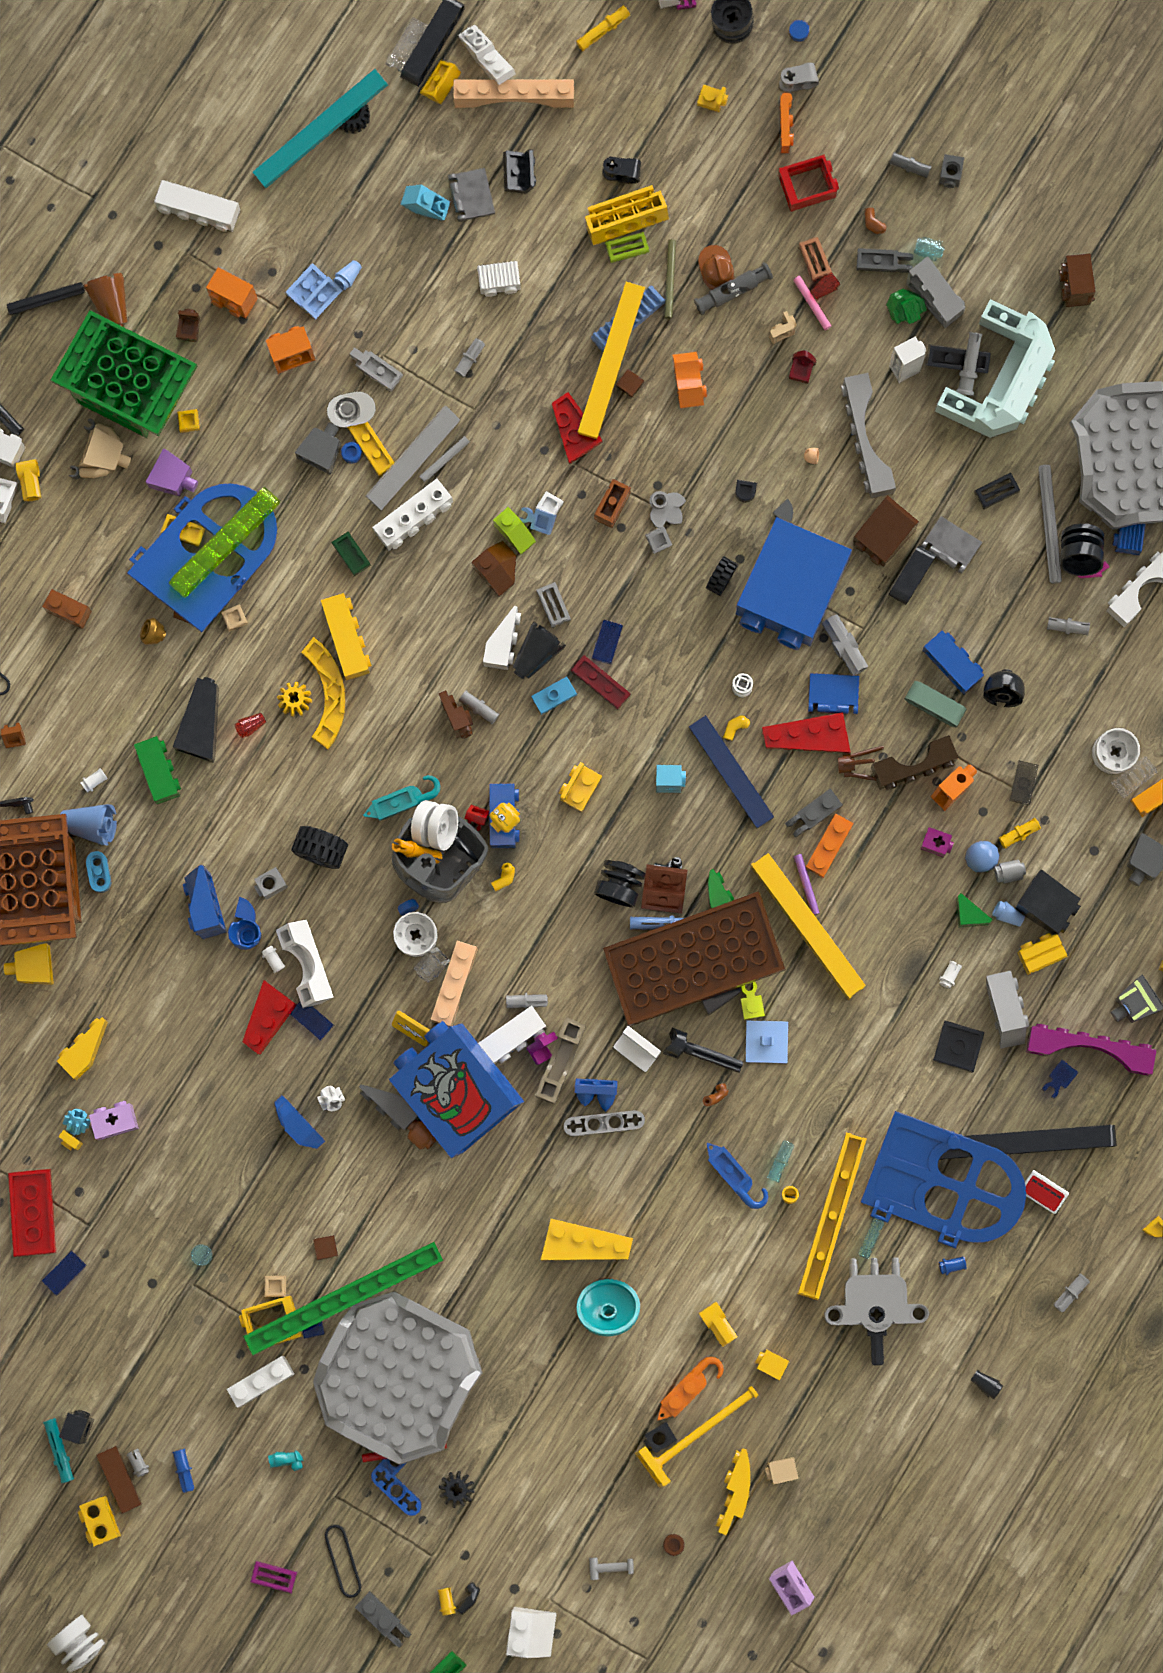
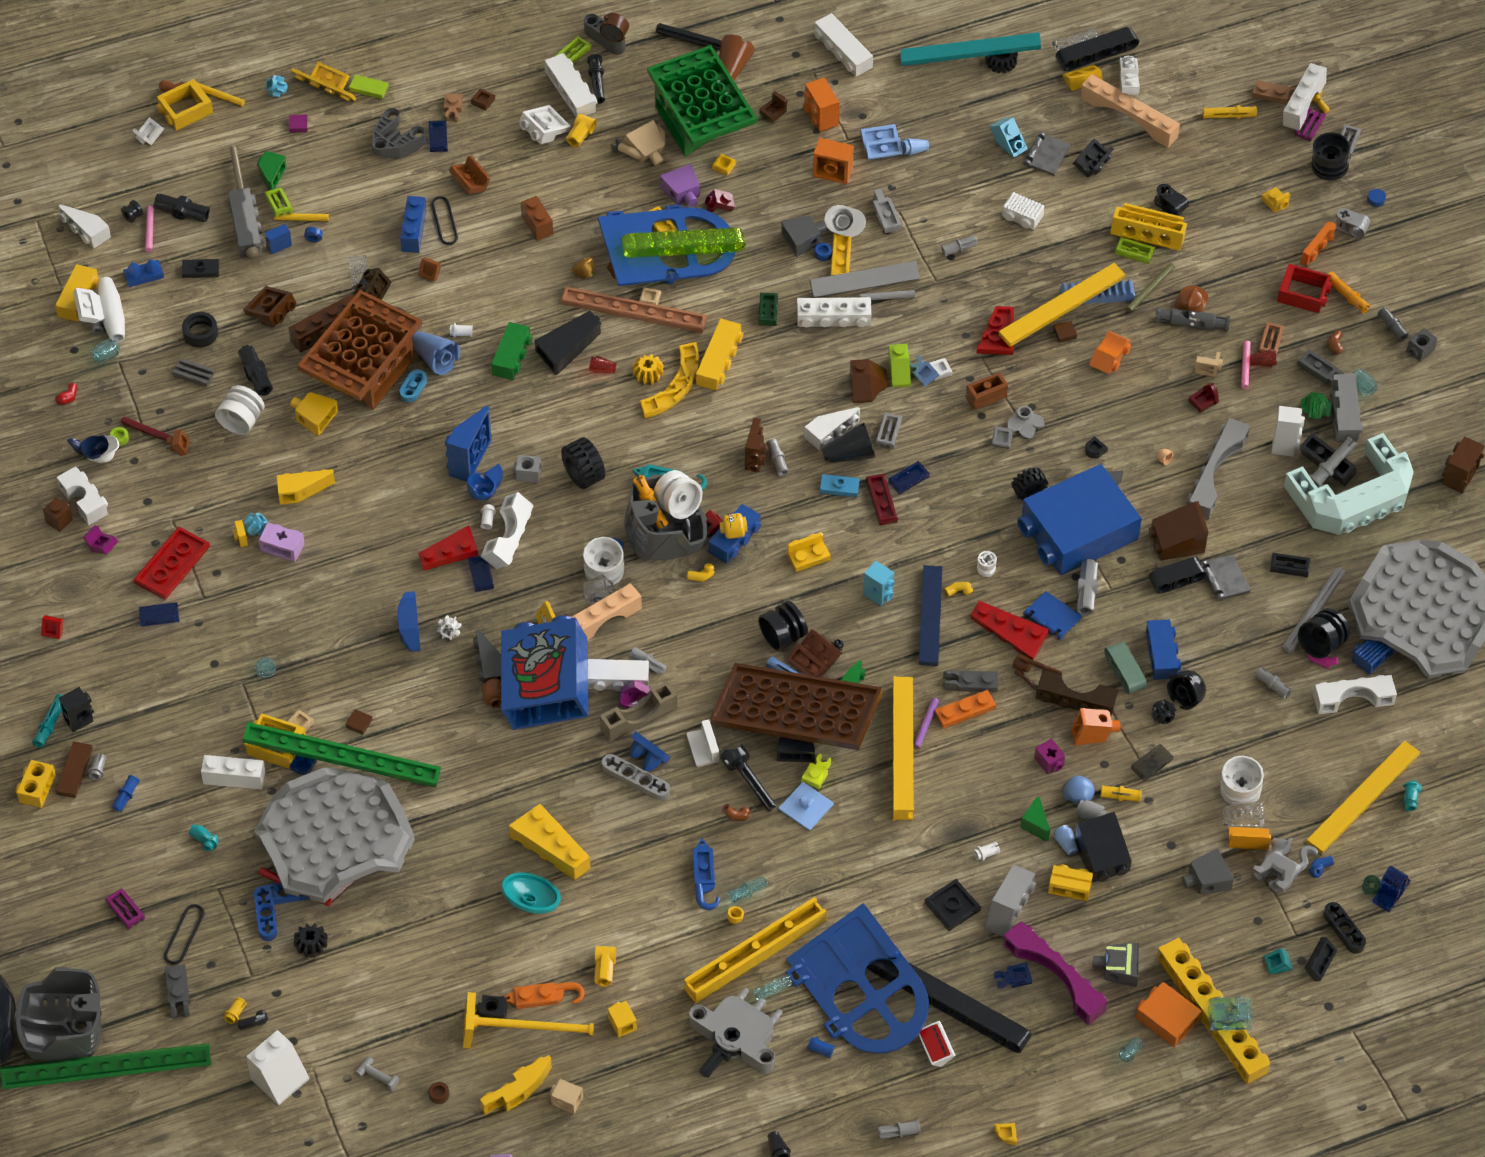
camera: 30 degrees right, 25 degrees down
(217, 466) = (719, 199): none -> dark red bracket
(229, 641) = (634, 309): none -> nougat tile
(850, 159) = (1353, 297): none -> light orange pin
(999, 726) = (1163, 712): none -> black gear

